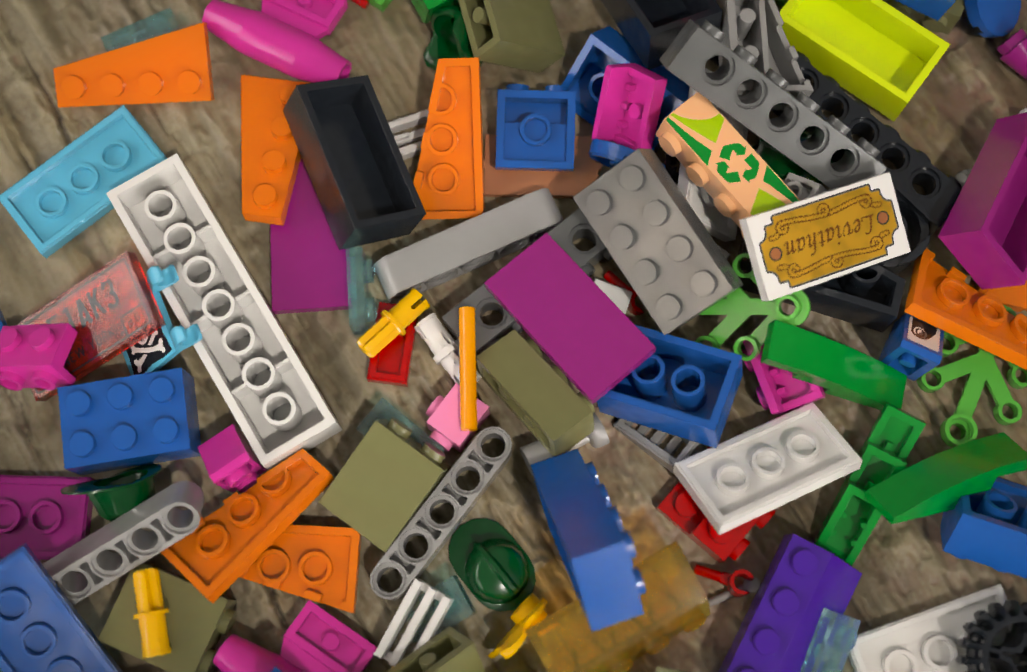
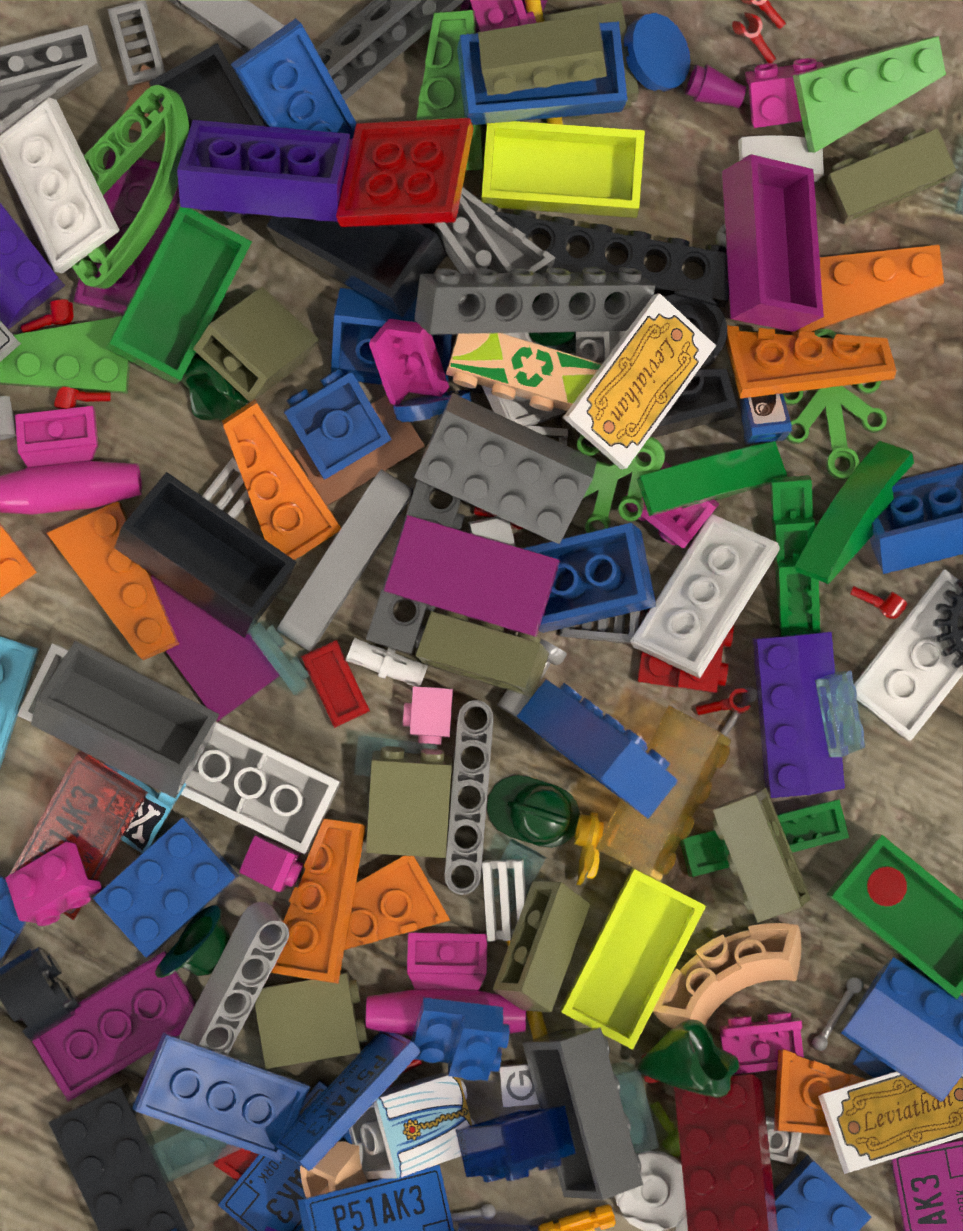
camera: 30 degrees left, 10 degrees up
(151, 613) = (295, 1021): yellow axle -> none
(183, 242) = (124, 719): none -> dark grey piece
(392, 323) = (327, 669): yellow axle -> none
(467, 359) = (416, 669): light orange bar -> none
(927, 587) = (890, 607): none -> red hand

